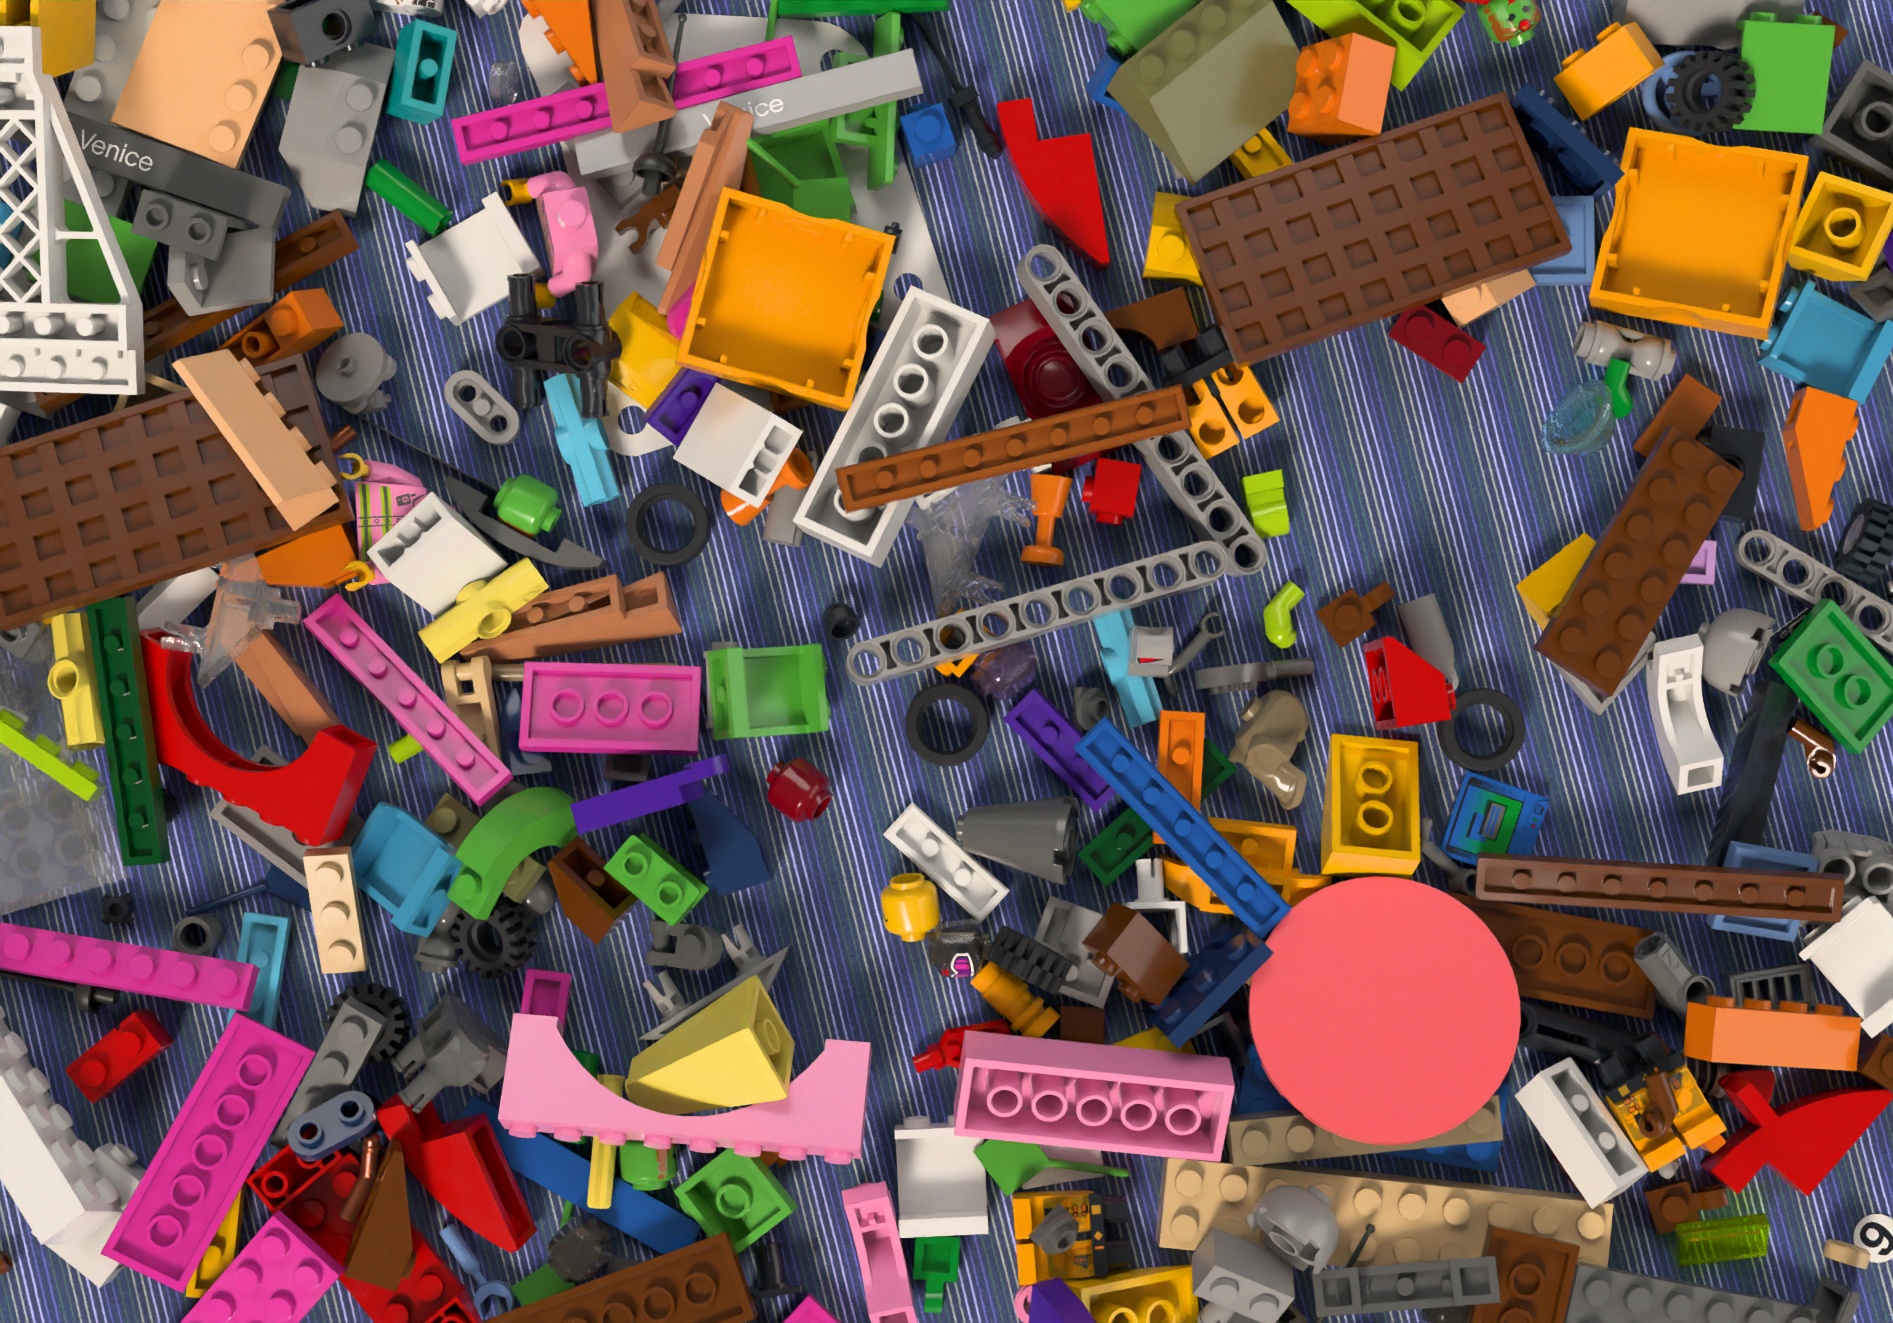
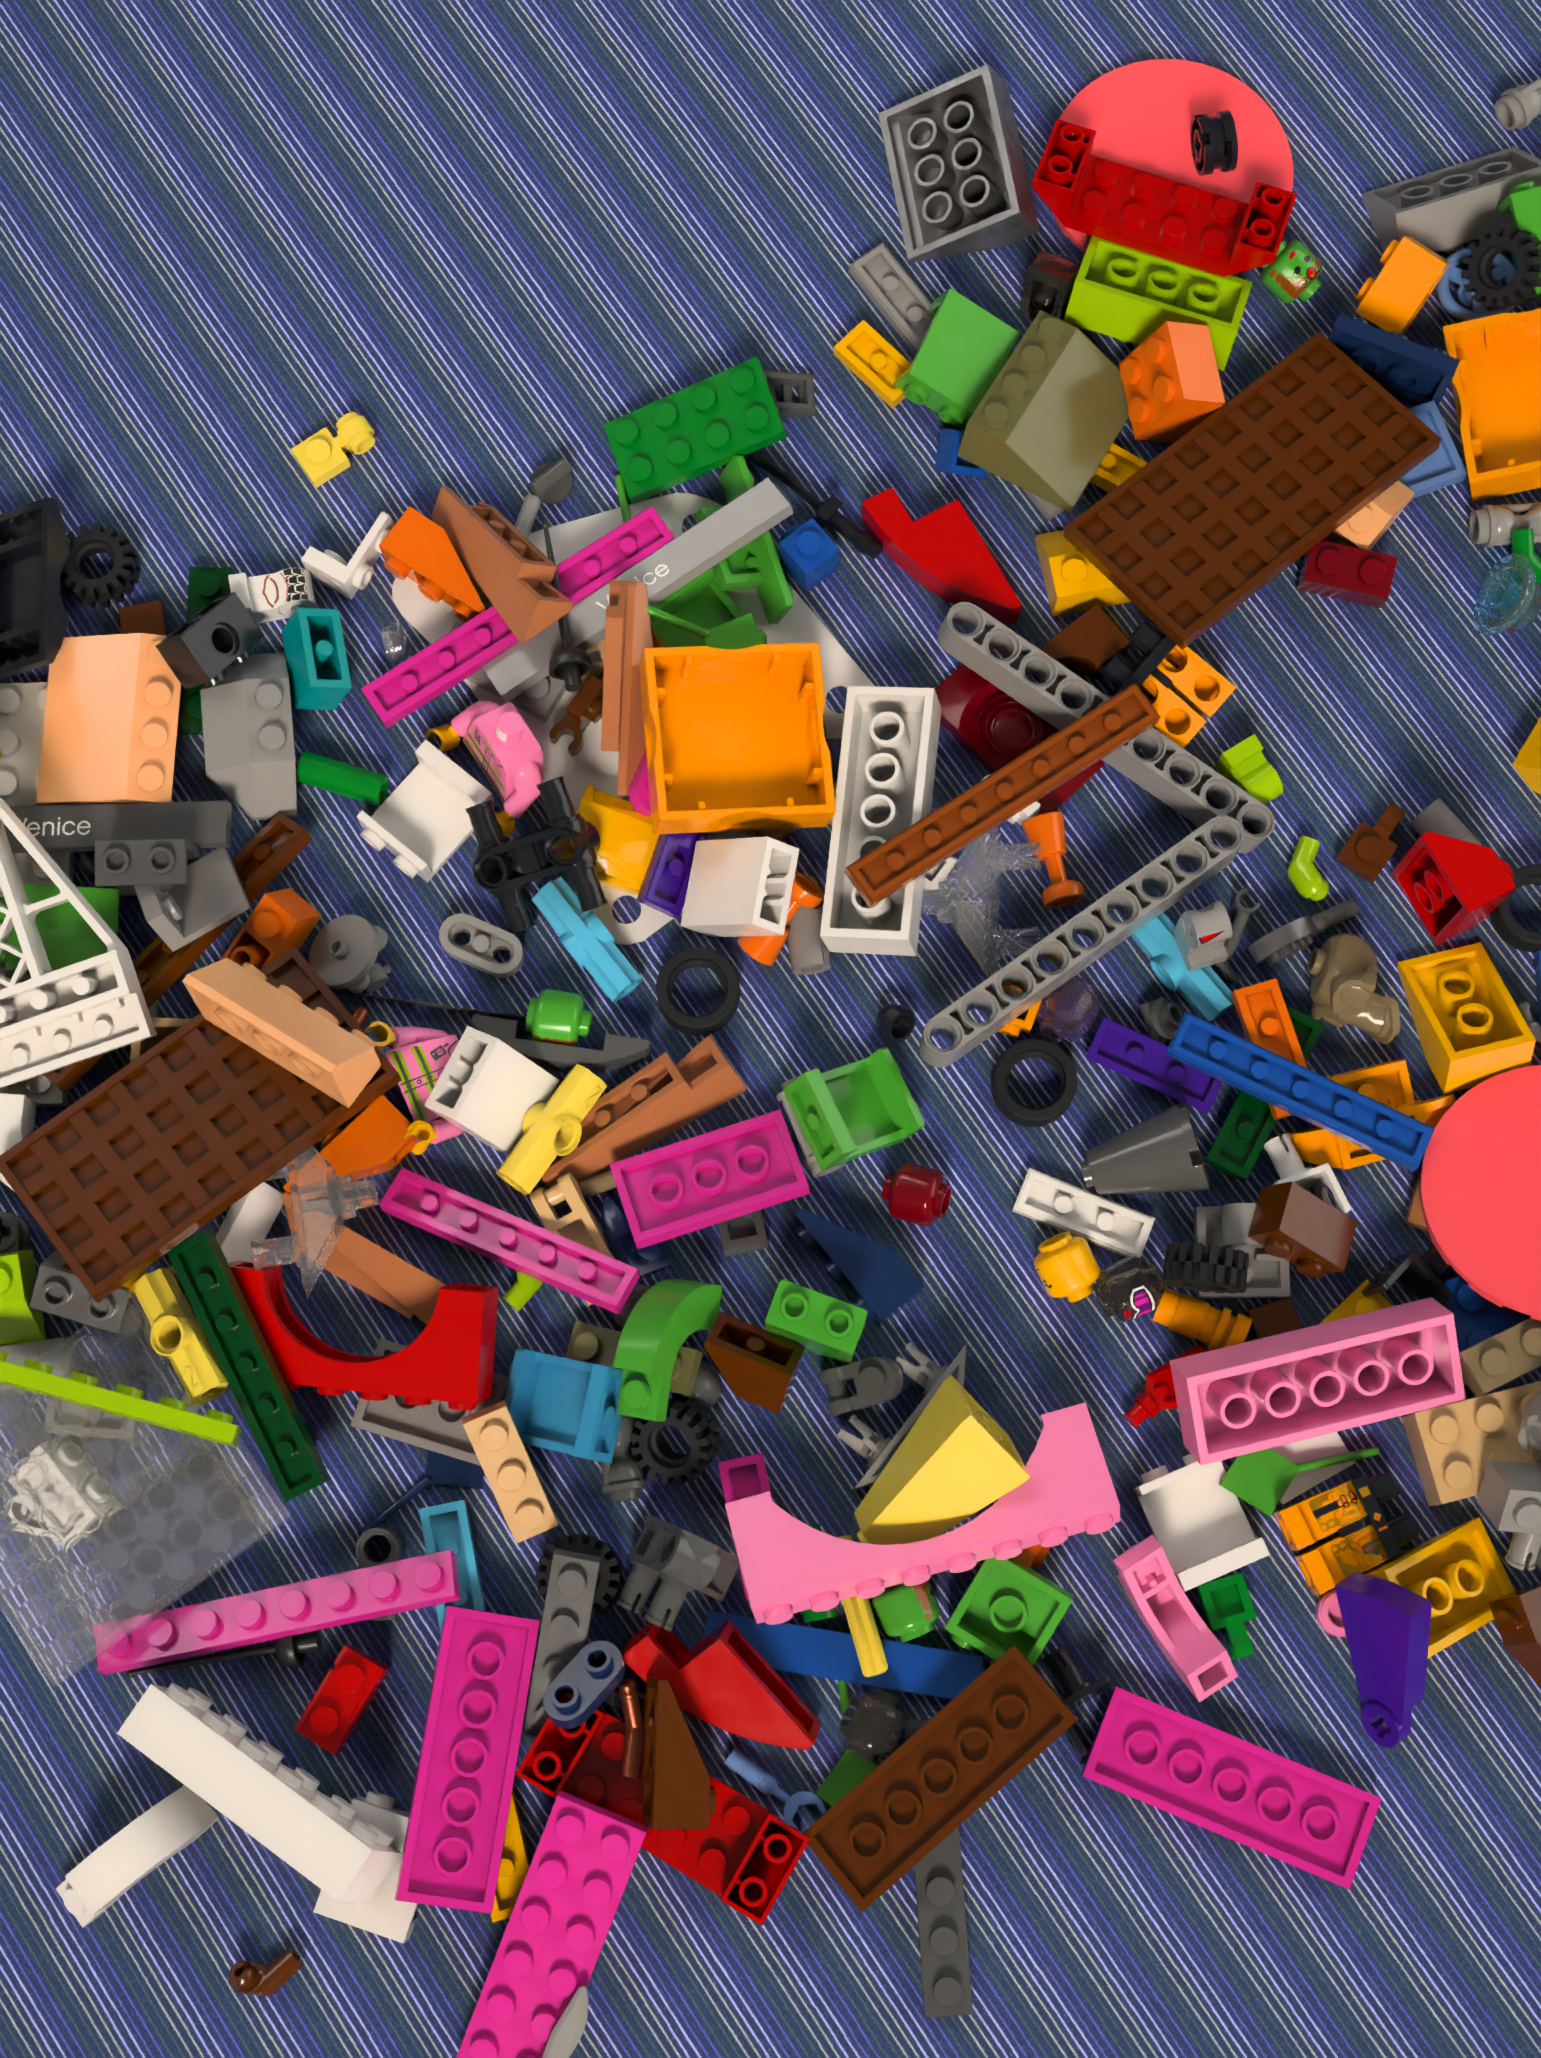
camera: 20 degrees left, 10 degrees down
(117, 909) = (289, 1555): black piece -> none
(647, 796) = (780, 1243): dark purple piece -> none
(1056, 1231) = (1336, 1525): dark grey plate -> none
(1112, 491) = (1104, 811): red brick -> none
(1209, 981) = (1382, 1230): dark blue plate -> none

